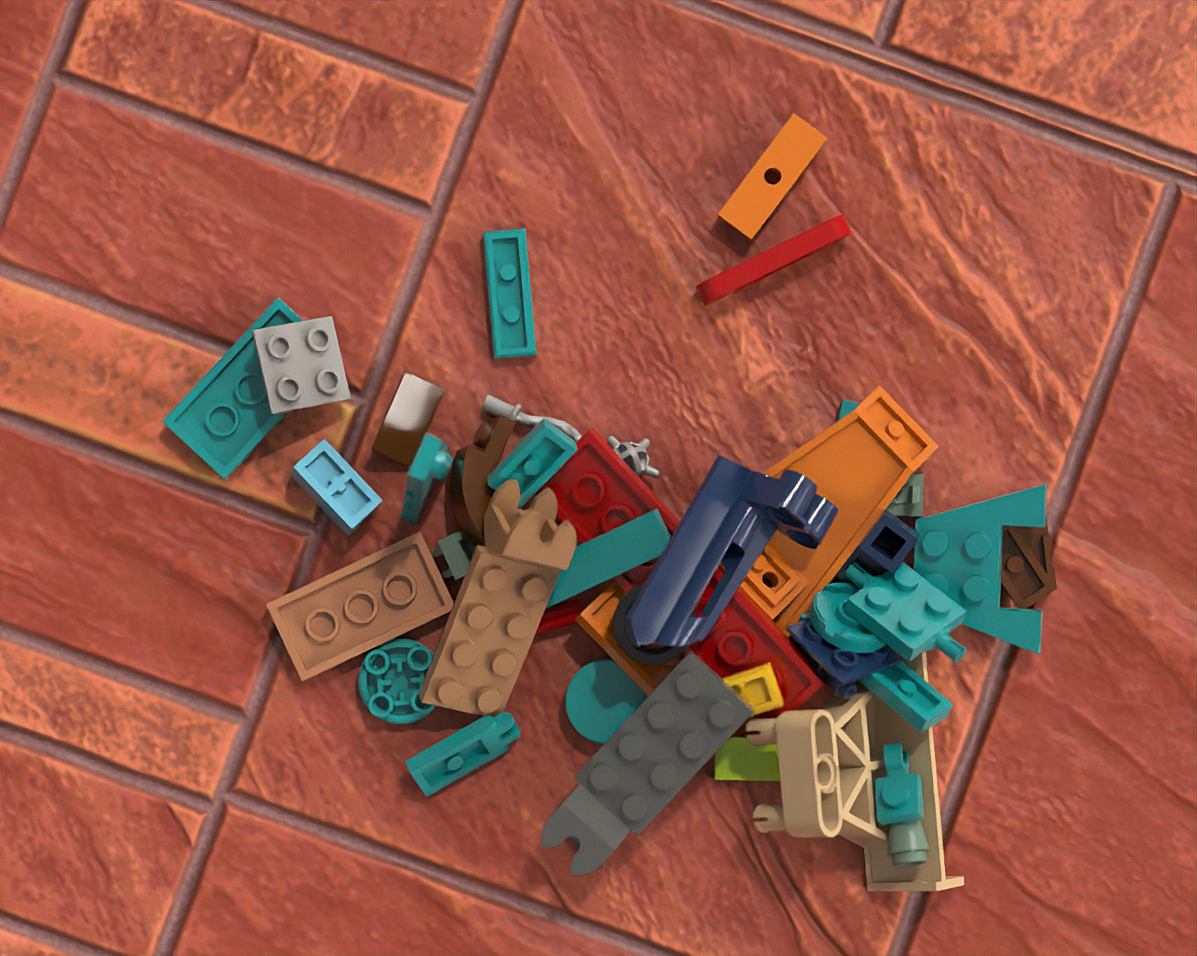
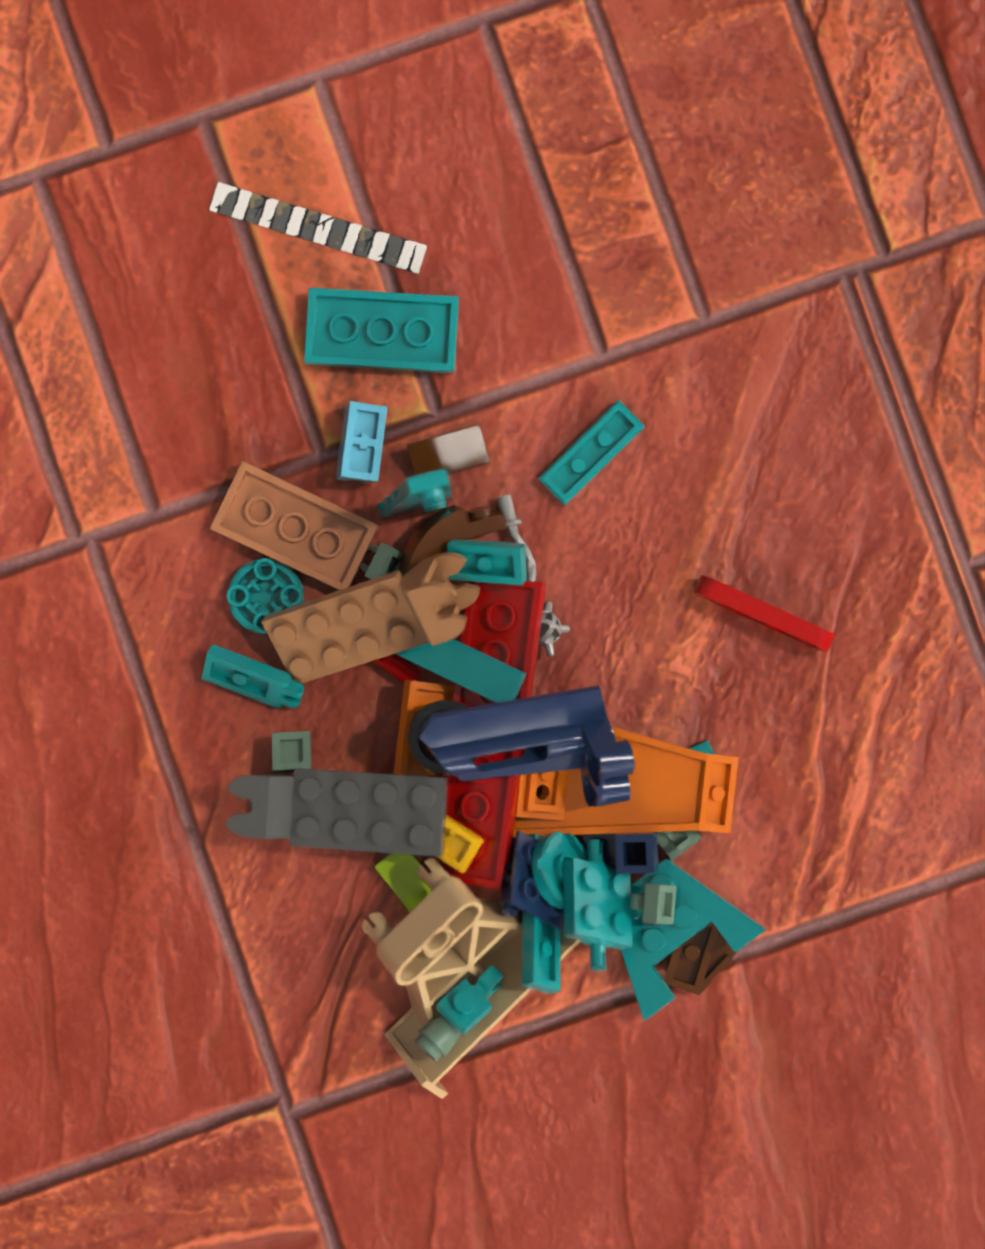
camera: 50 degrees right, 0 degrees up
(113, 369) = (318, 227): none -> sticker
(301, 365) = (424, 349): light grey hinge -> none
(555, 768) = (291, 751): none -> sand green tile
(601, 699) = (365, 744): teal tile -> none
(786, 156) = (842, 565): orange tile -> none
(946, 560) = (656, 903): none -> sand green tile

